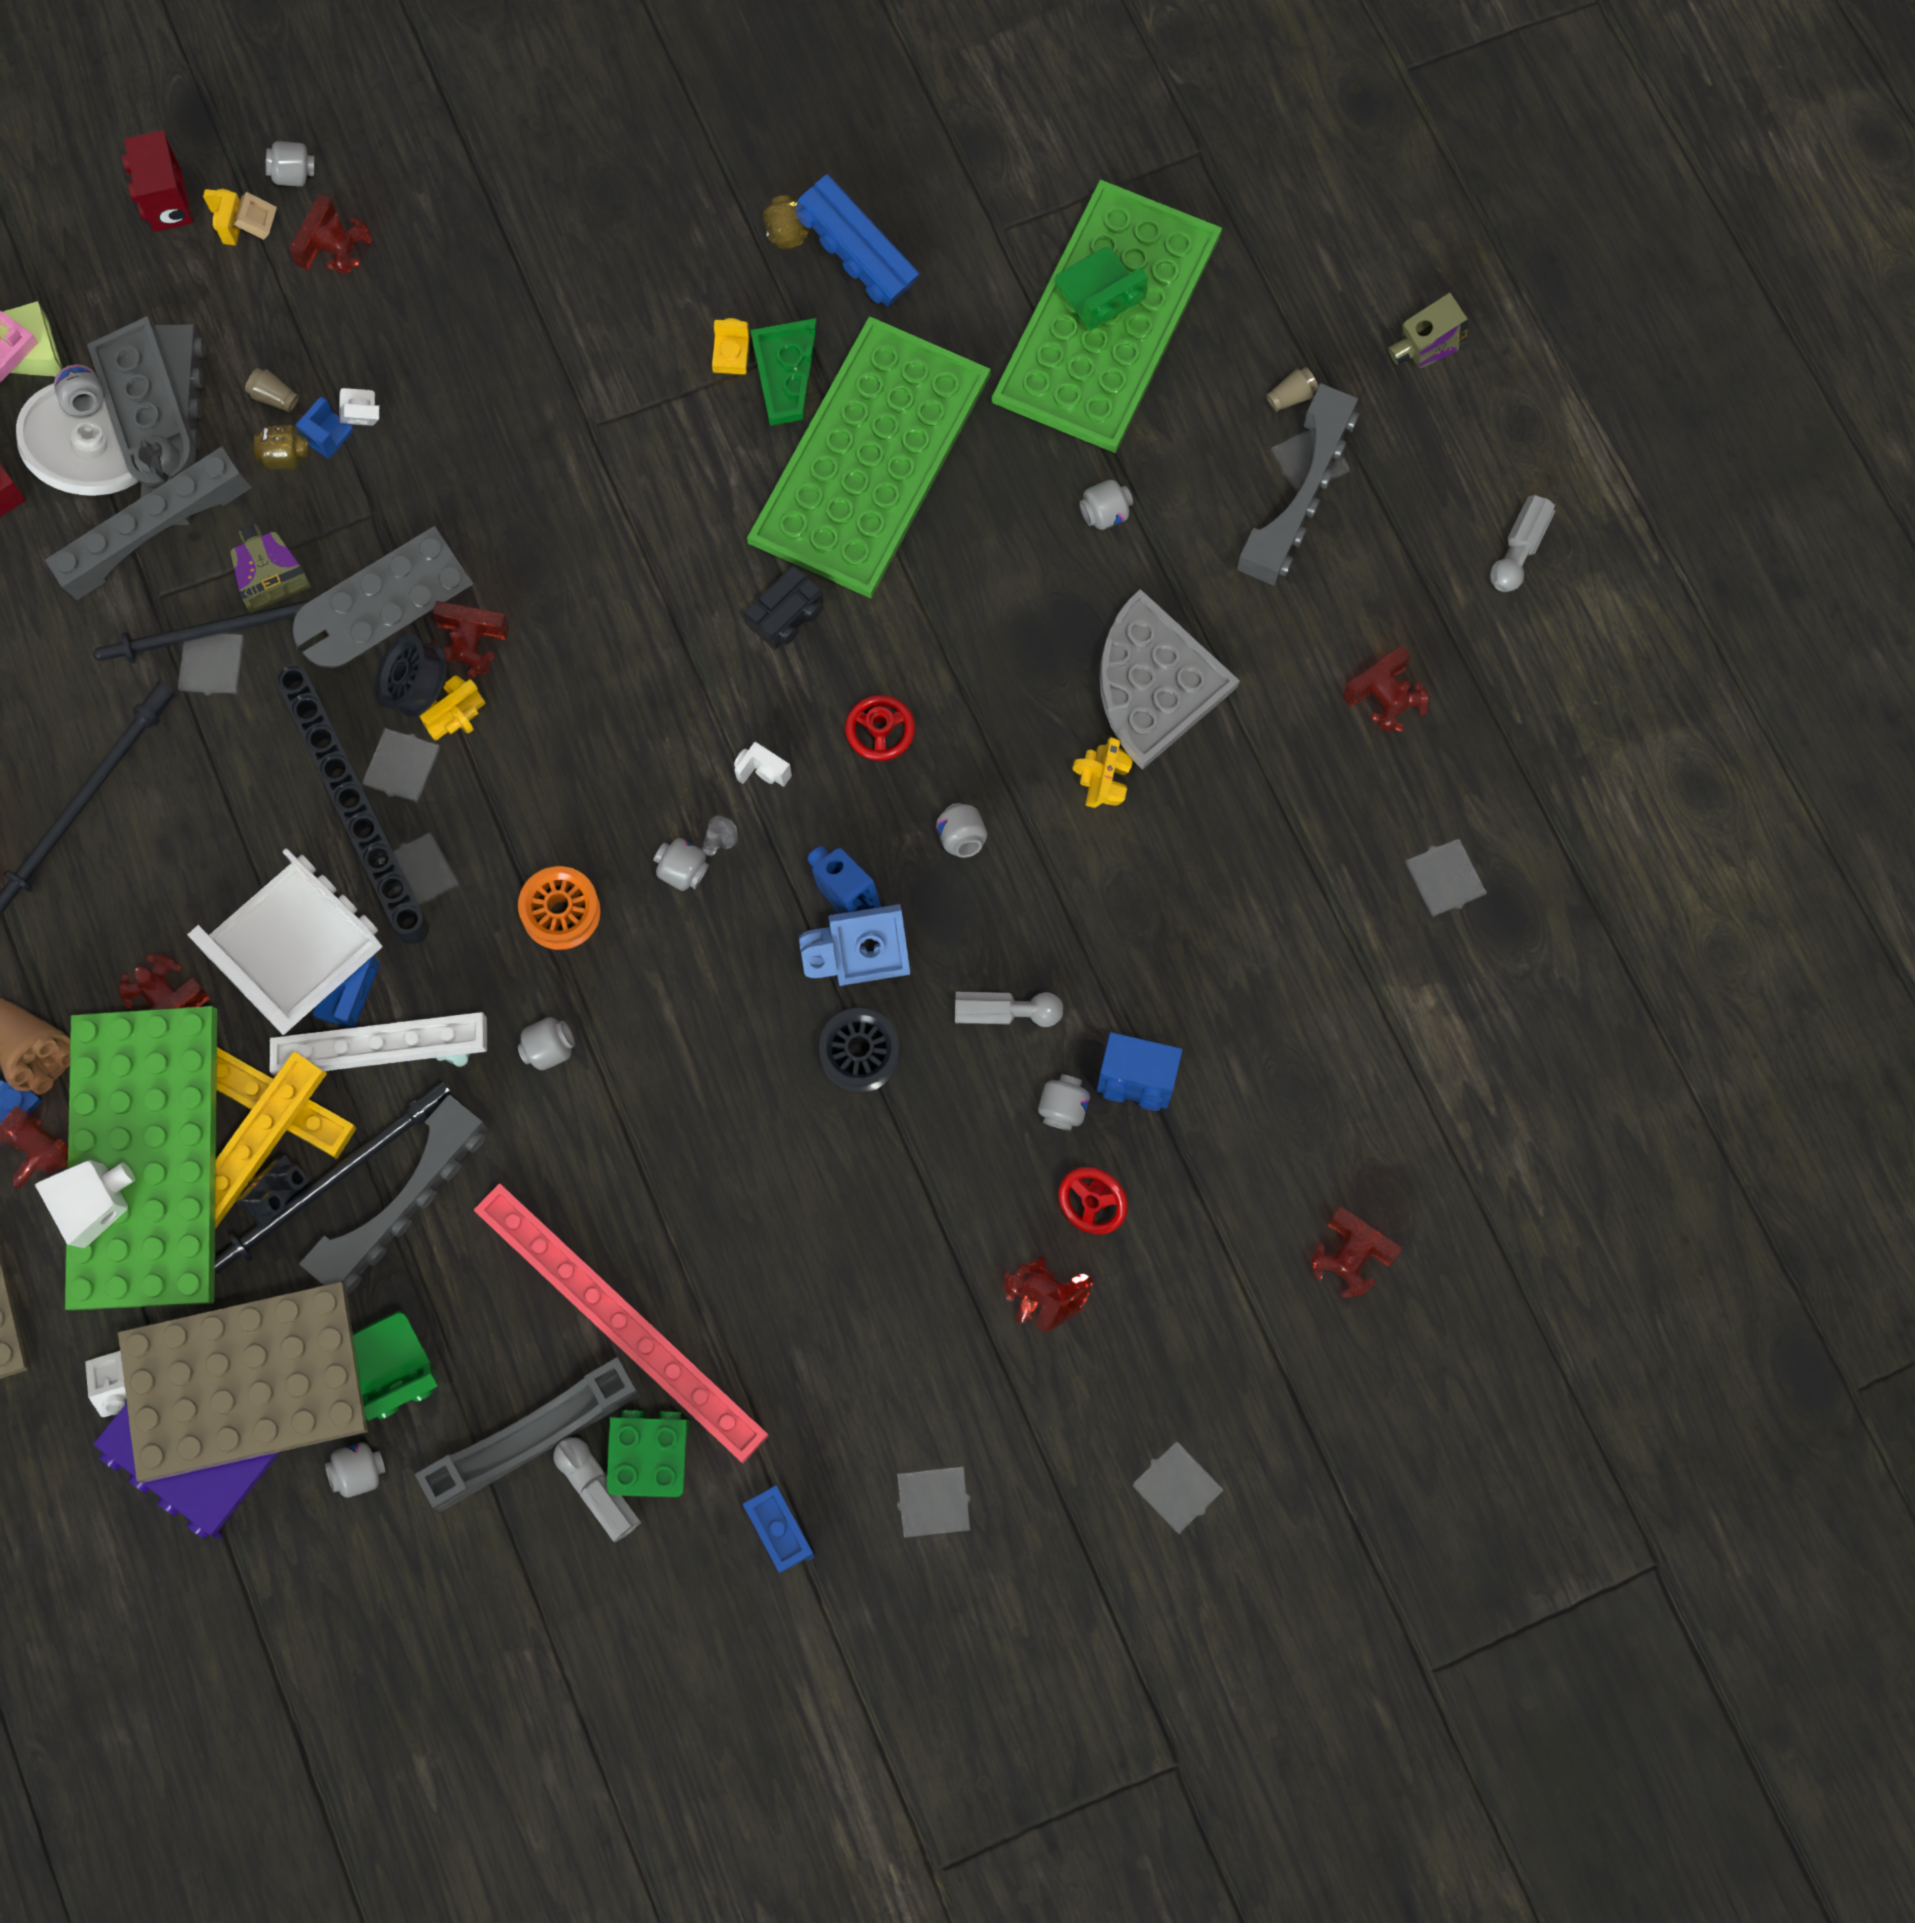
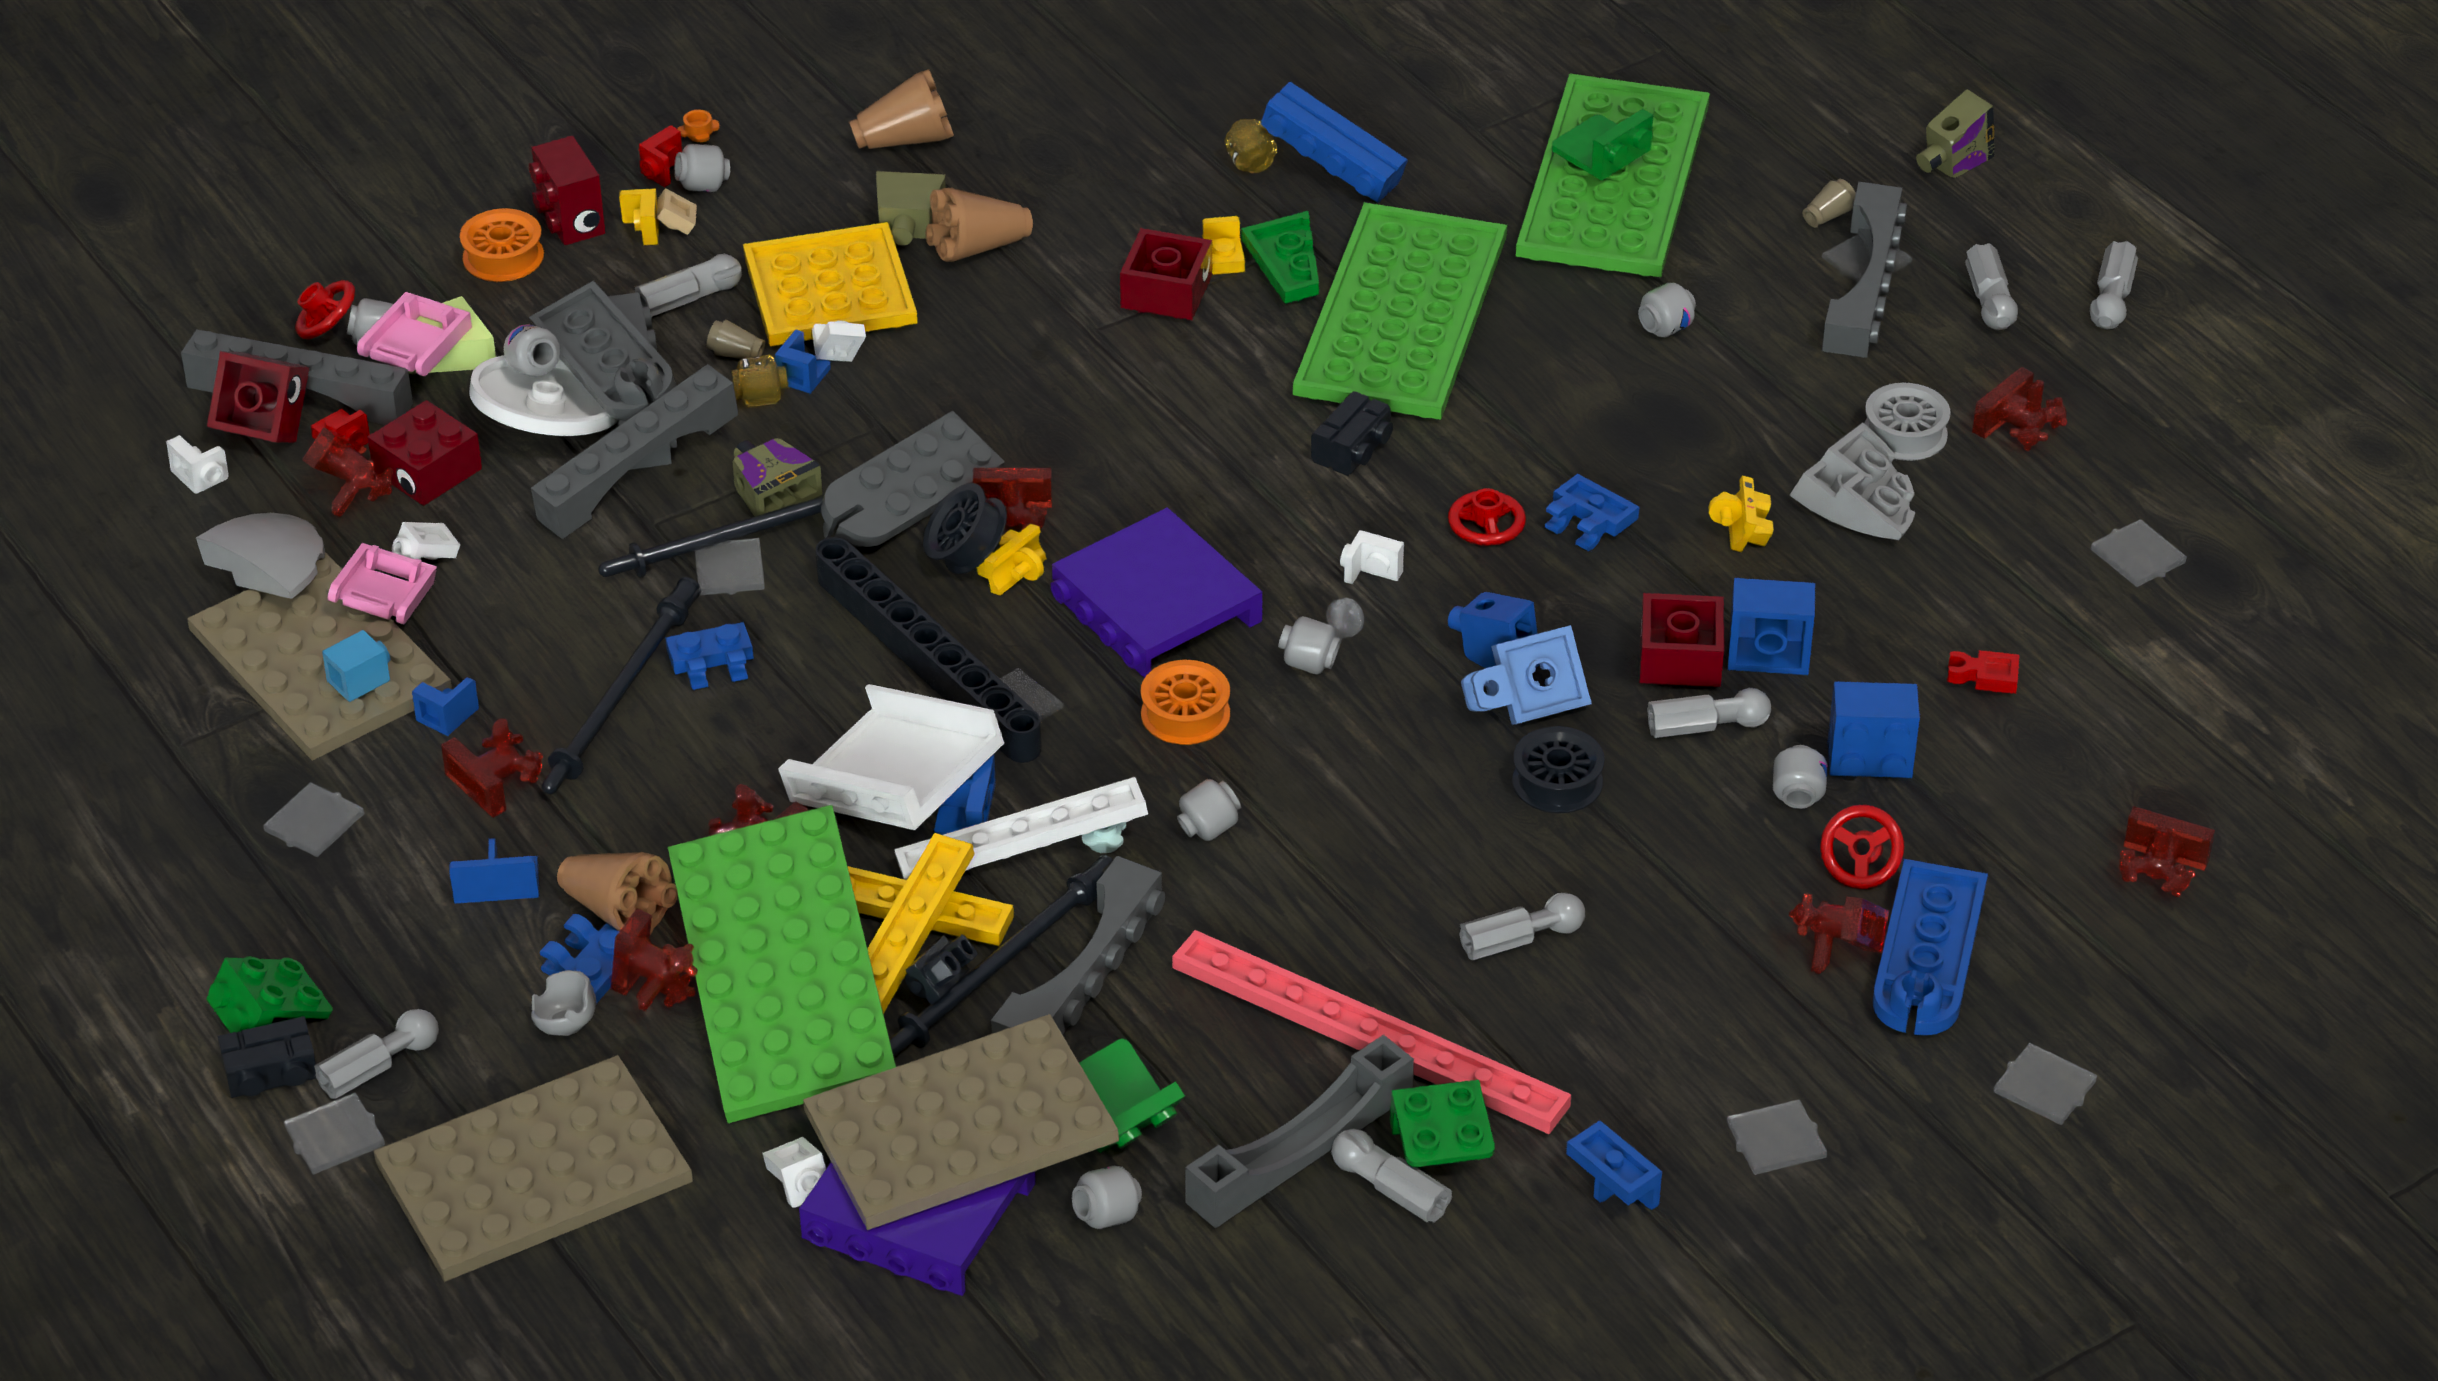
camera: 10 degrees left, 30 degrees down
(86, 1199) = (733, 988): white torso -> none
(89, 211) = (501, 245): none -> orange wheel
(168, 762) = (710, 648): none -> blue plate
(246, 310) = (689, 284): none -> light grey piece
(256, 138) = (659, 154): none -> red bracket
(298, 97) = (698, 125): none -> orange plate
(325, 232) = (752, 216): clear red piece -> none
(370, 330) = (829, 278): none -> yellow plate
(401, 765) = (971, 616): clear piece -> none
(462, 245) = (906, 202): none -> olive torso
(482, 132) = (904, 116): none -> medium nougat cone
(512, 285) = (973, 223): none -> medium nougat cone
(562, 771) = (1153, 588): none -> dark purple panel
(666, 381) = (1166, 274): none -> dark red brick
(775, 1228) = (1517, 926): none -> light grey piece
(961, 830) = (1606, 577): light grey head -> none
(976, 735) = (1595, 505): none -> blue plate
(1003, 924) = (1682, 639): none -> dark red brick
(1085, 926) = (1771, 626): none -> blue brick
(1120, 1318) = (1928, 946): none -> blue plate
(1156, 679) = (1770, 432): light grey plate -> none
(1220, 758) = (1859, 486): none -> light grey brick
(1270, 1005) = (1990, 670): none -> red plate
(1283, 652) = (1909, 419): none -> light grey wheel
(1408, 525) = (1991, 286): none -> light grey piece

